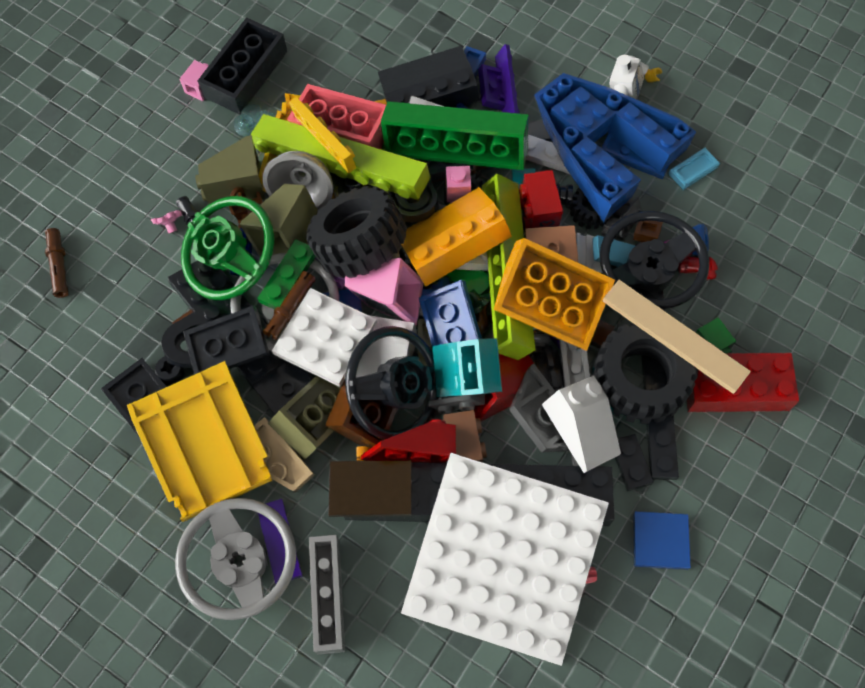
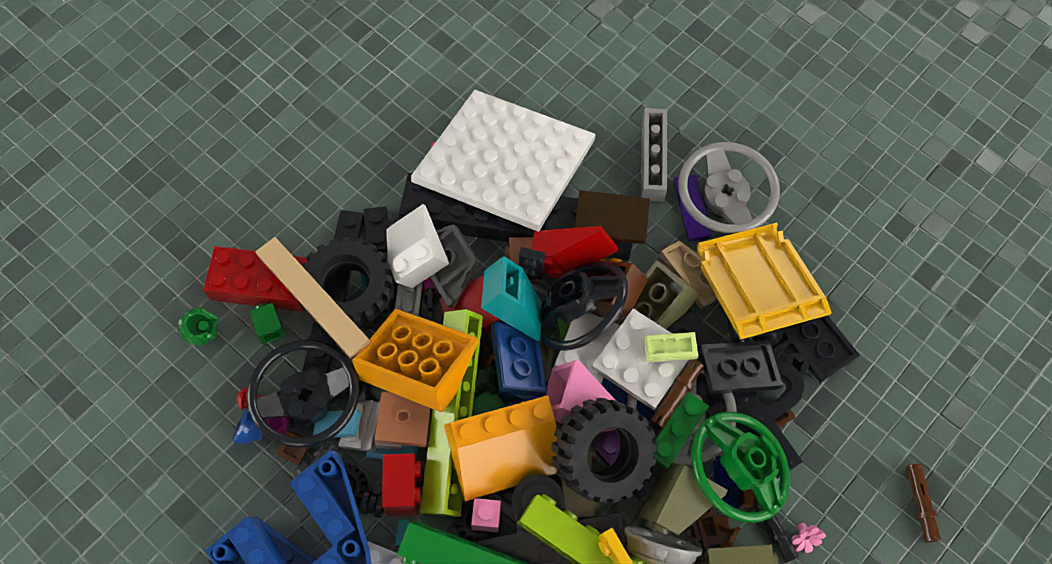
camera: 175 degrees left, 0 degrees up
(297, 337) = (670, 347): none -> yellowish green plate
(453, 411) = (532, 263): none -> black plate
(661, 540) = (370, 166): blue tile -> none
(694, 168) = (217, 522): medium azure tile -> none
(781, 322) = (198, 326): none -> green piece

